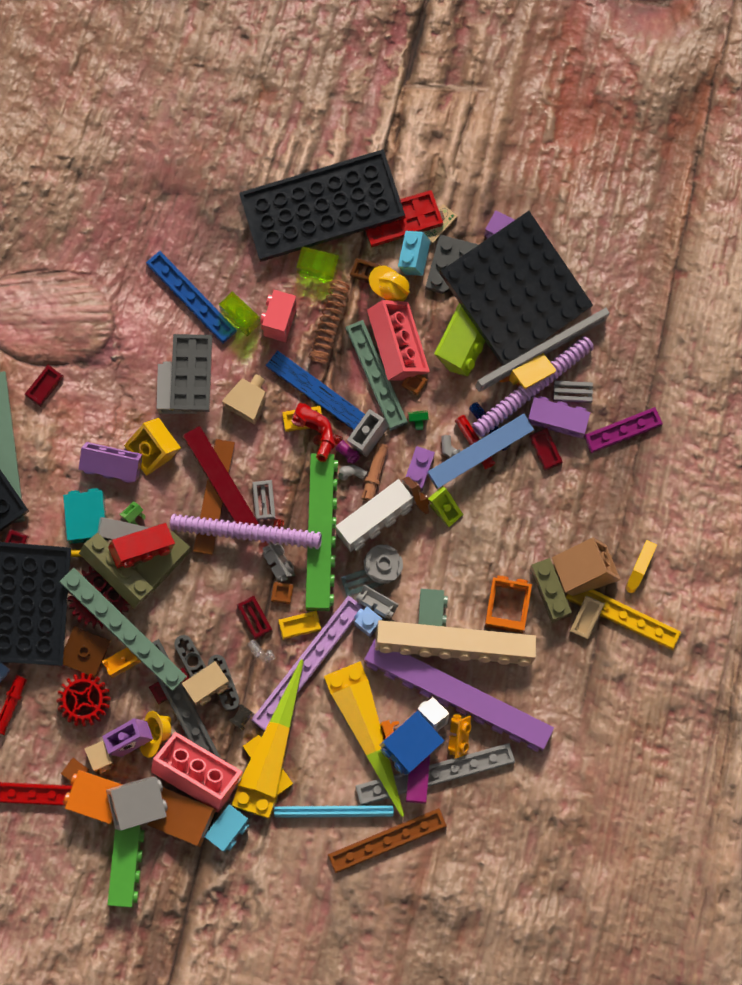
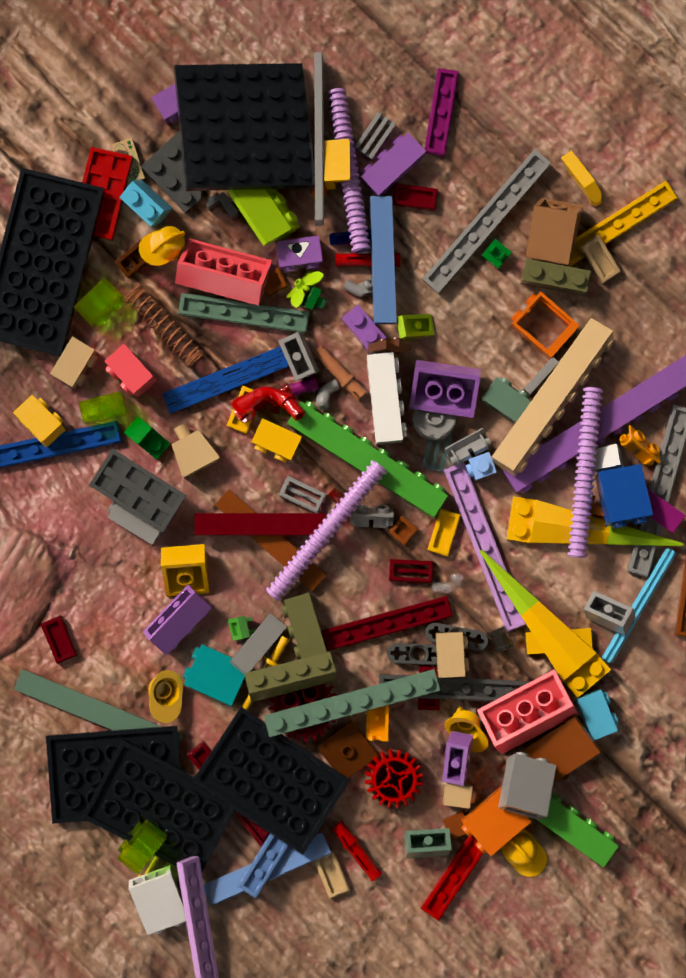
camera: 55 degrees left, 10 degrees up
(46, 487) = (165, 696): none -> yellow piece
(46, 754) = (427, 843): none -> sand green brick
(83, 838) = (525, 854): none -> yellow piece
(141, 546) = (284, 639): red brick -> none
(201, 273) = (39, 420): none -> yellow brick
(202, 623) = (387, 623): none -> dark red tile
(237, 360) = (147, 438): none -> green slope
(260, 273) = (74, 363): none -> tan brick
(293, 455) = (276, 440): none -> yellow brick
(312, 788) = (609, 613): none -> light grey brick
(411, 557) = (445, 388): none -> medium lavender slope
(411, 701) = (585, 472): none -> lavender piece
(430, 406) = (309, 279): none -> lime piece
(447, 388) = (299, 254): none -> medium lavender brick
(451, 305) = (228, 205): none -> dark grey bracket
(465, 624) = (540, 376): none -> light grey tile
(540, 536) = (496, 254): none -> green tile
(561, 513) = (486, 221): none -> light grey plate

